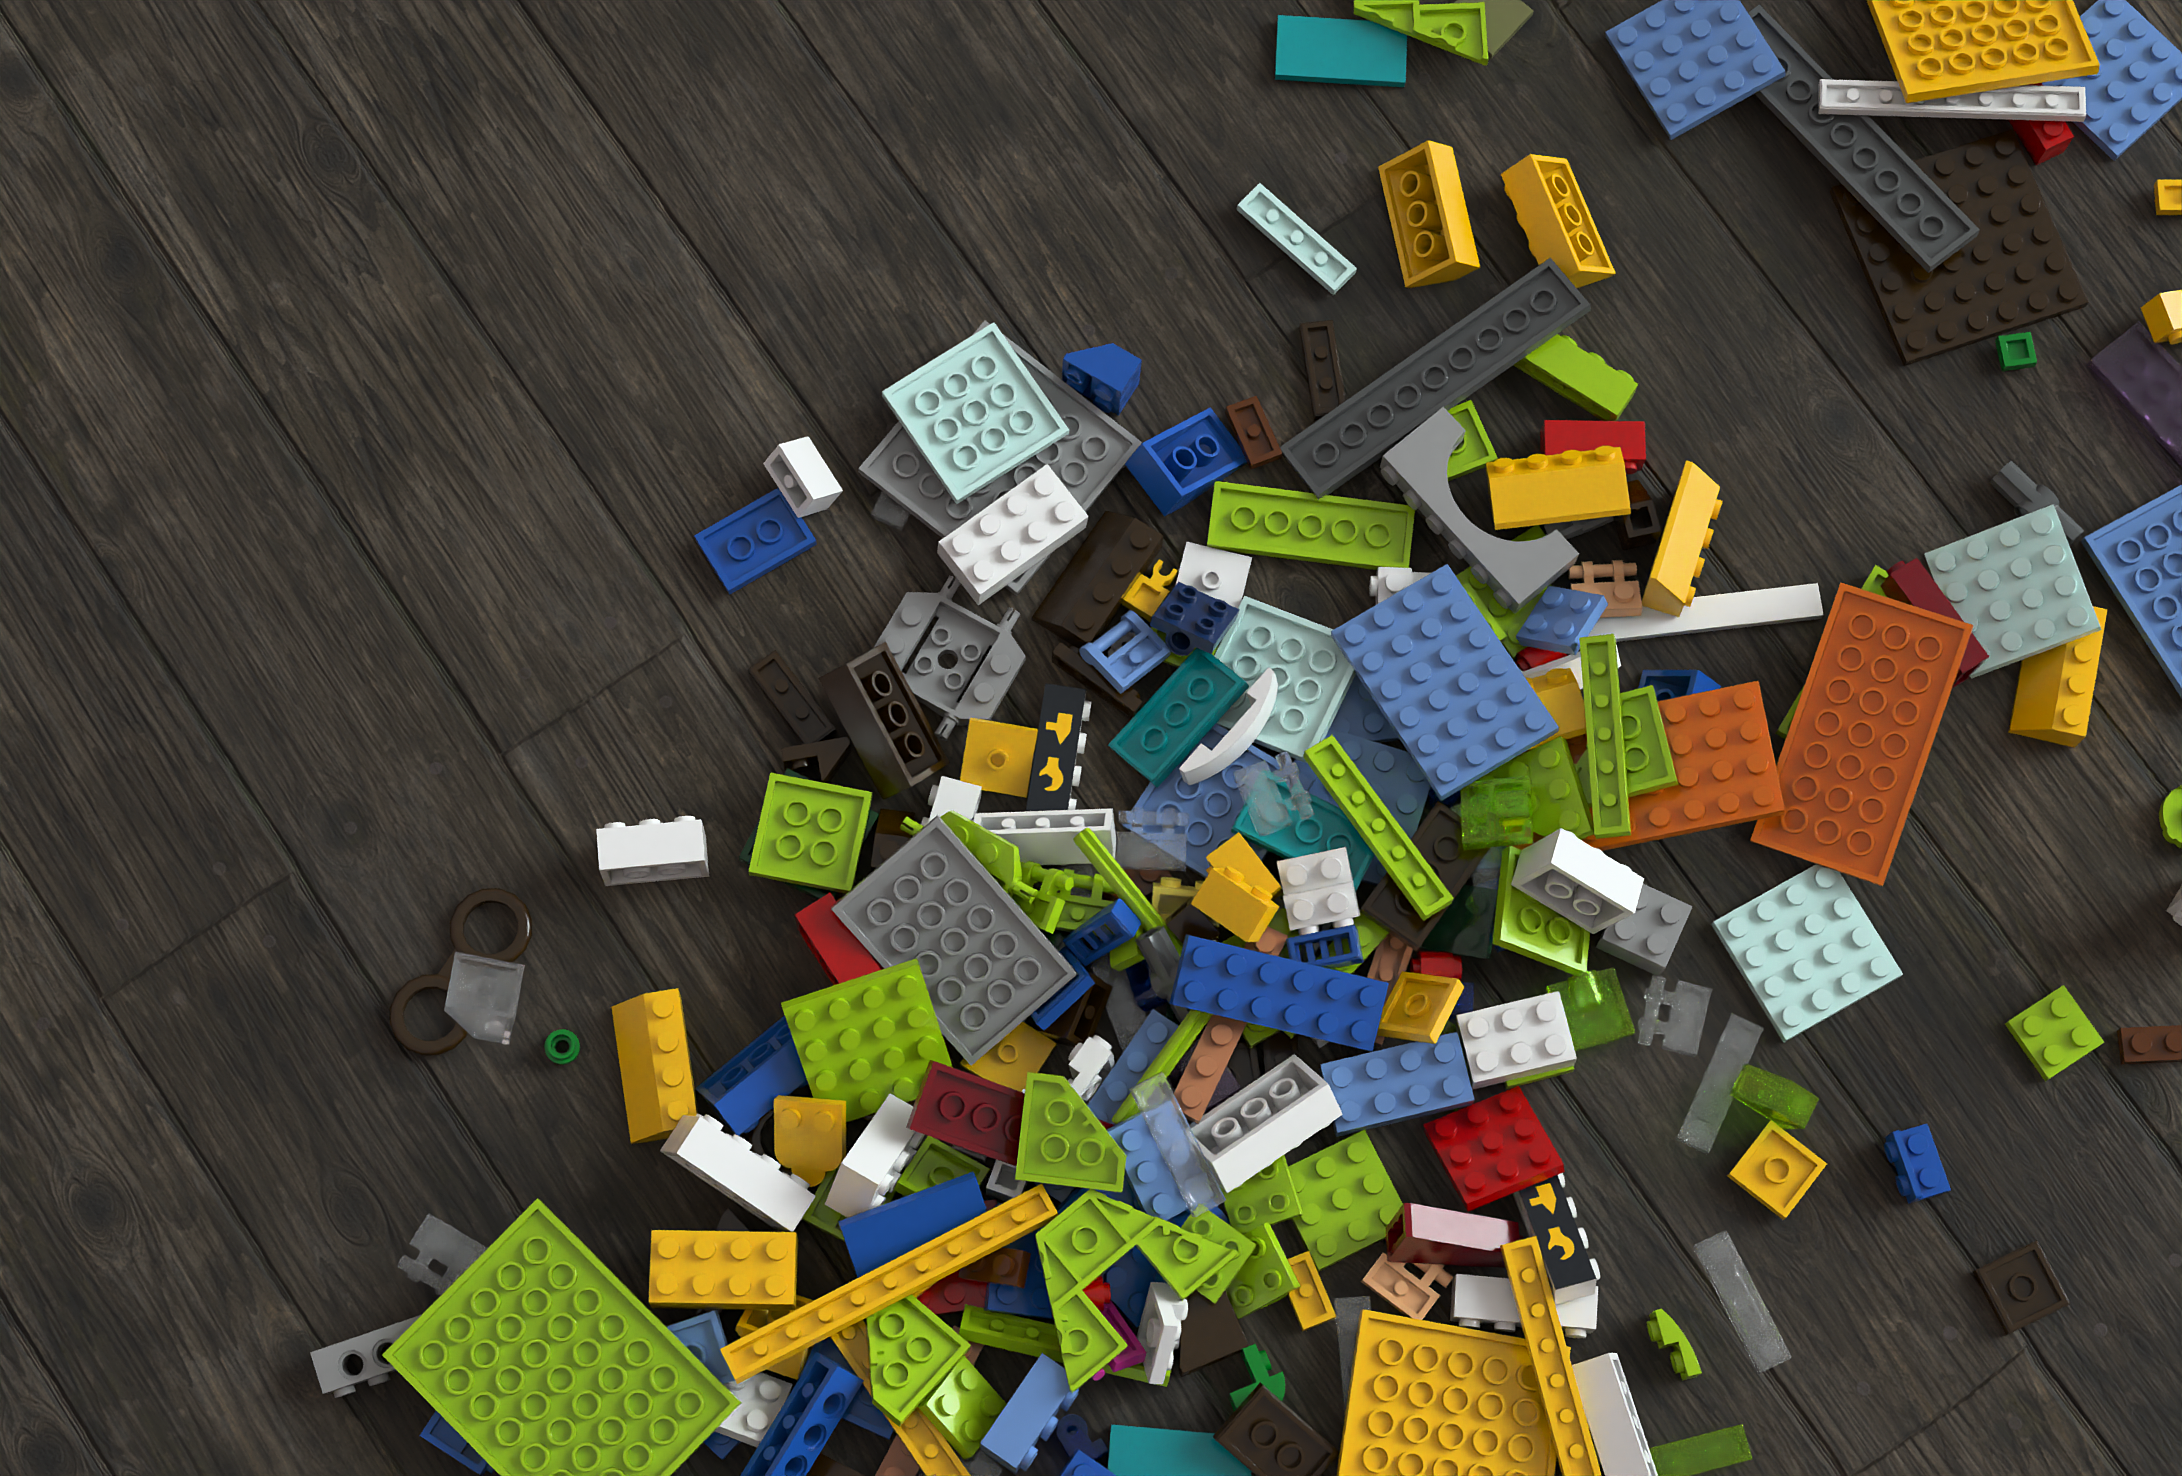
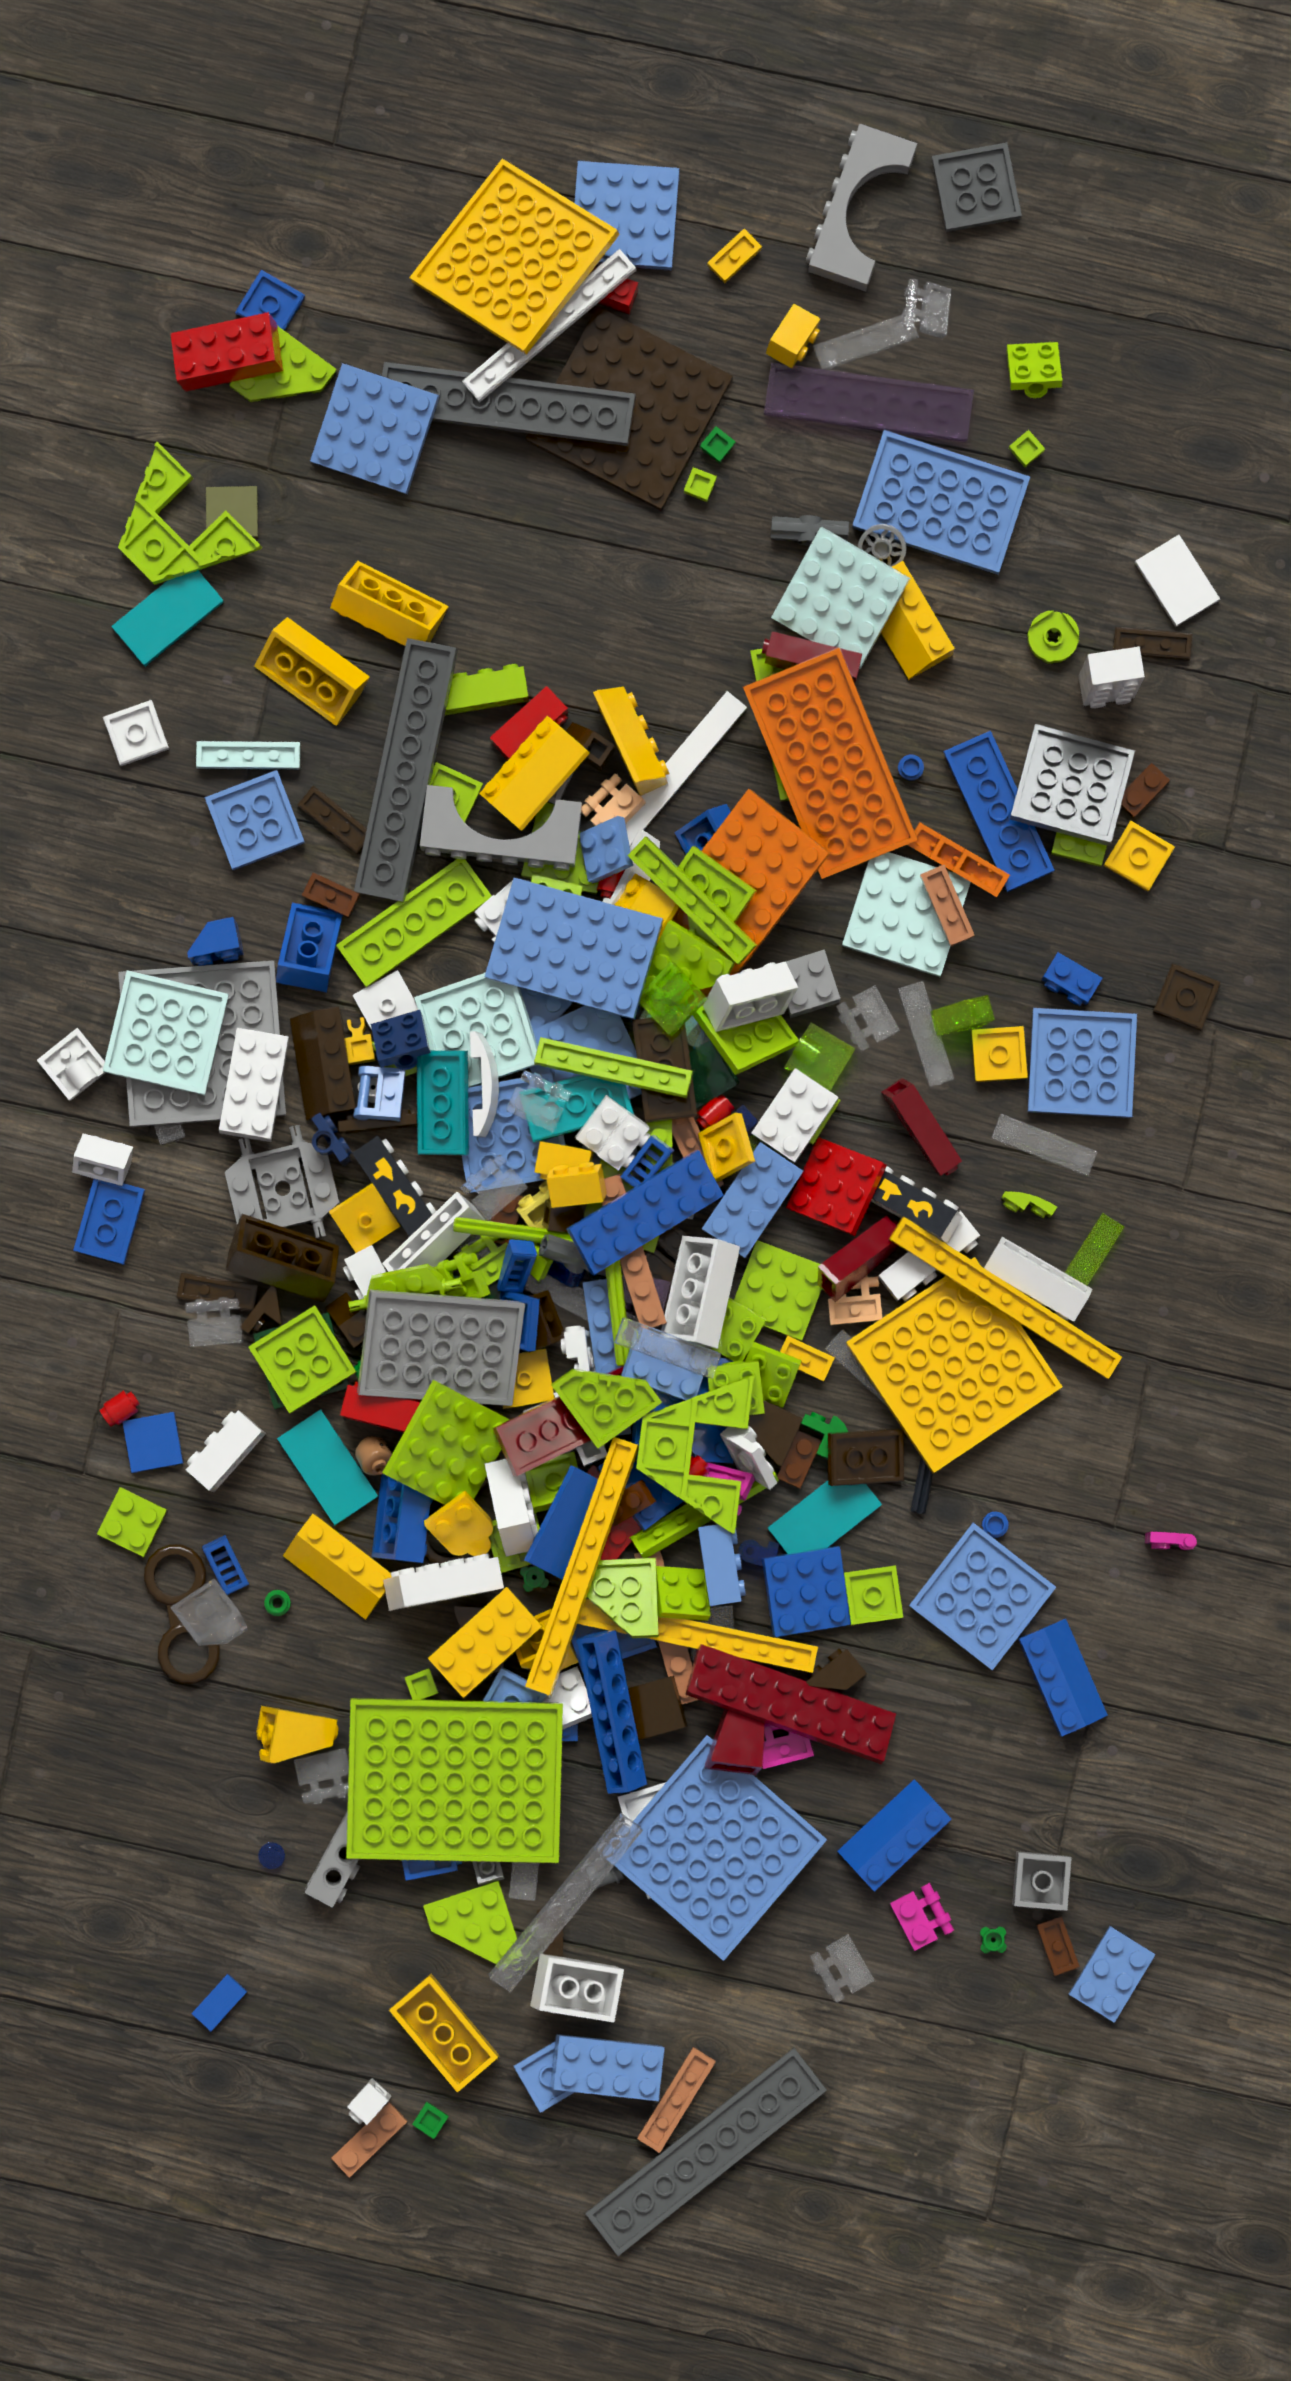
camera: 35 degrees left, 10 degrees up
(125, 1385) = (219, 2002): none -> blue tile
(316, 1288) = (271, 1855): none -> clear blue plate
(453, 1186) = (292, 1733): none -> yellow slope
(500, 840) = (132, 1522): none -> lime plate
(535, 960) = (215, 1544): none -> blue slope
(593, 721) = (119, 1408): none -> red brick
(593, 783) = (153, 1442): none -> blue tile
(623, 1257) = (421, 1685): none -> lime plate
(736, 962) = (327, 1467): none -> teal tile
(754, 732) = (214, 1330): none -> clear plate
(788, 983) = (373, 1455): none -> medium nougat head
(823, 1259) = (530, 1584): none -> green plate
(860, 368) = (73, 1064): none -> white plate
(1037, 662) = (327, 1130): none -> dark blue plate
(1205, 1385) = (798, 1459): none -> reddish brown plate
(1209, 129) = (136, 733): none -> white tile
(1246, 301) = (254, 820): none -> medium blue plate
(1634, 1170) = (922, 1126): none -> dark red slope
(1855, 975) = (947, 905): none -> nougat plate
(1855, 1255) = (1082, 1062): none -> medium blue plate
(1906, 944) = (959, 860): none -> orange slope
(1936, 815) = (910, 767): none -> blue plate
(1965, 372) = (700, 484): none -> lime plate
(1988, 934) = (990, 799): none -> blue plate
(2088, 973) = (1072, 785): none -> plate
(2095, 1104) = (1139, 856): none -> yellow plate
(2098, 583) = (882, 547): none -> light grey wheel

